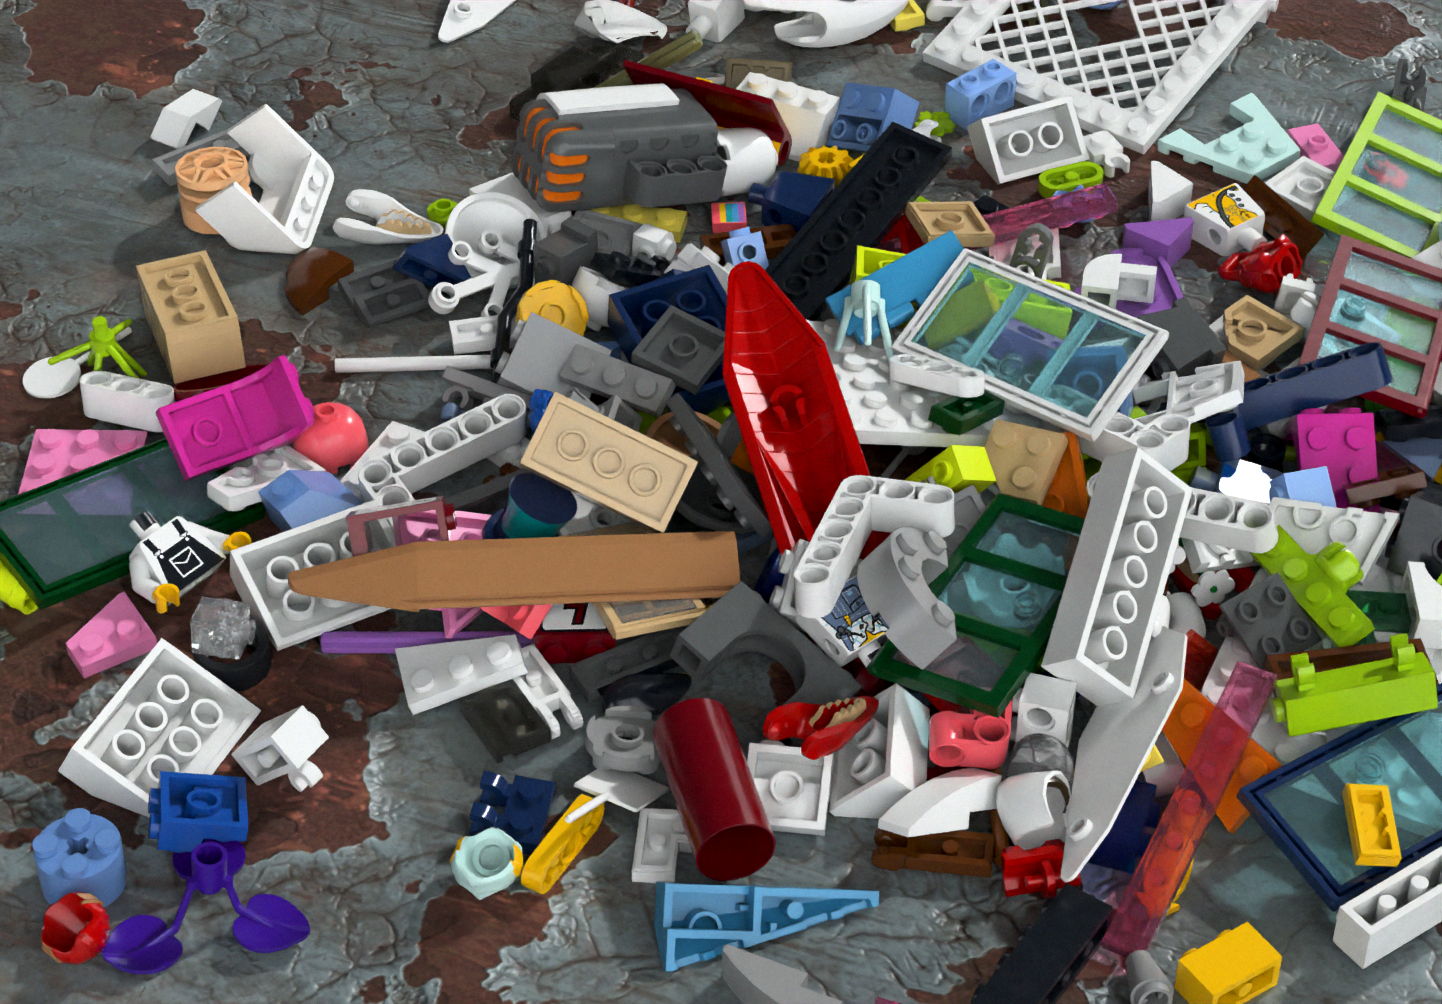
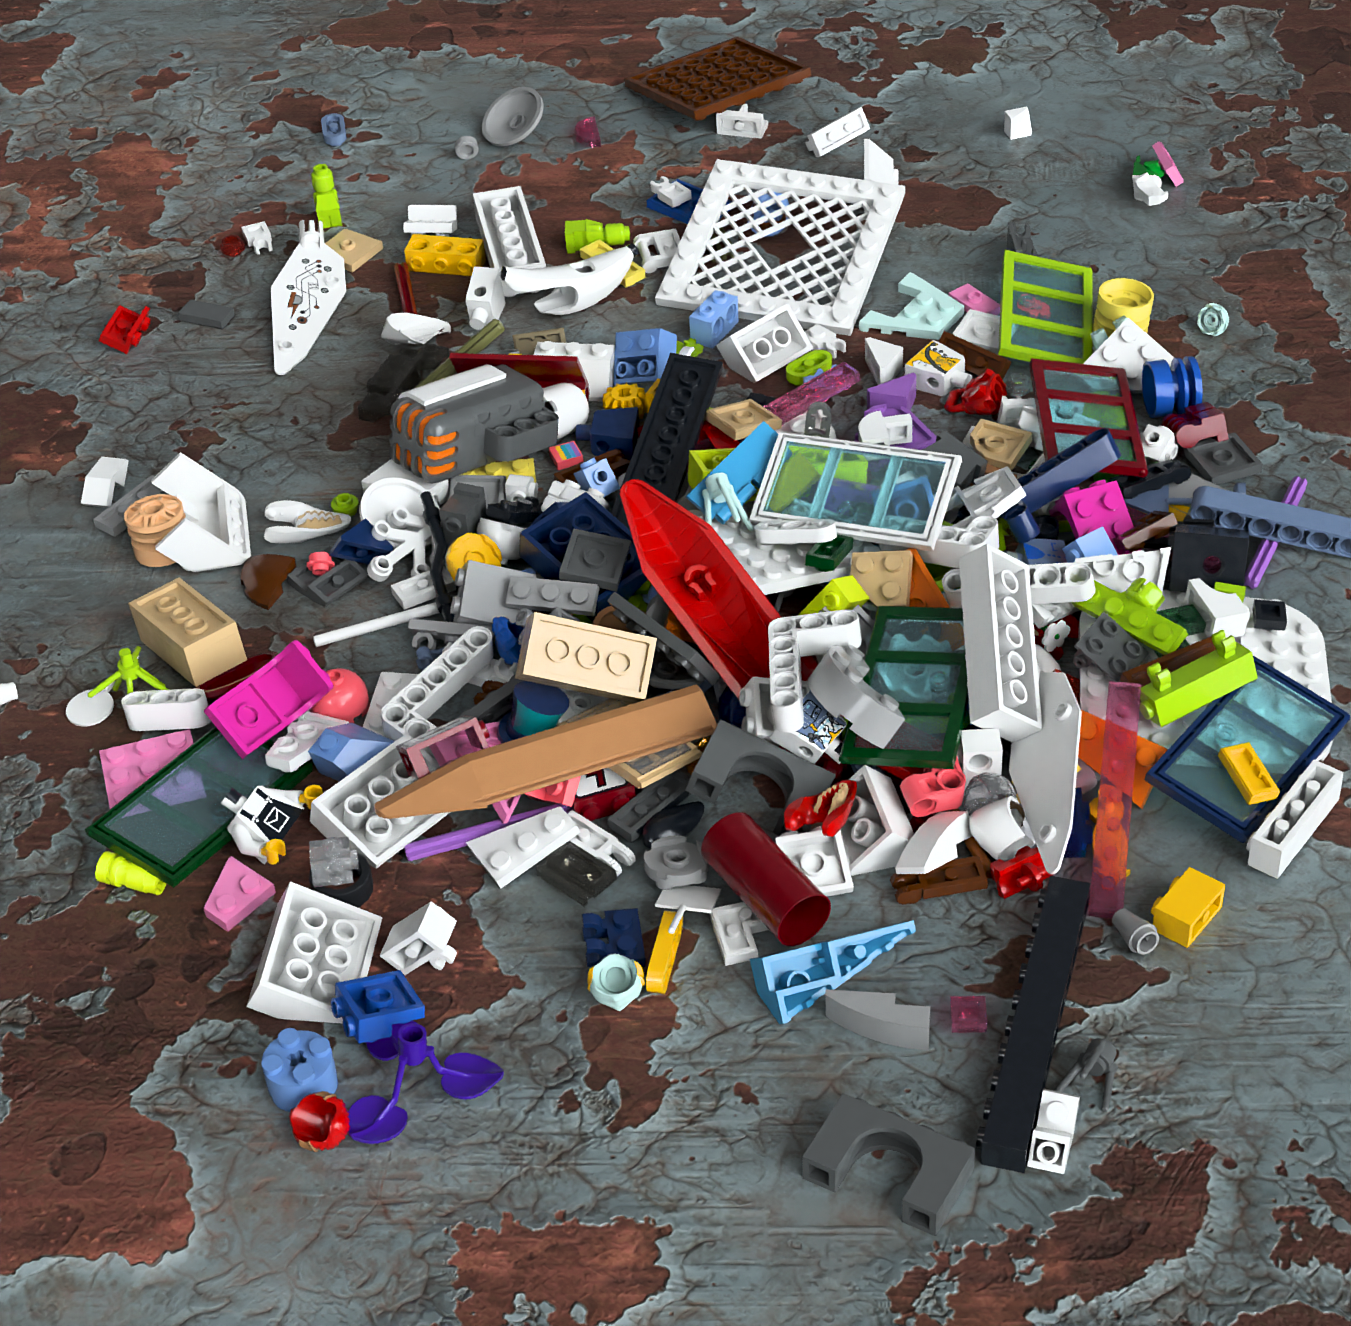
camera: 15 degrees left, 0 degrees up
(379, 274) = (320, 563): none -> coral plate

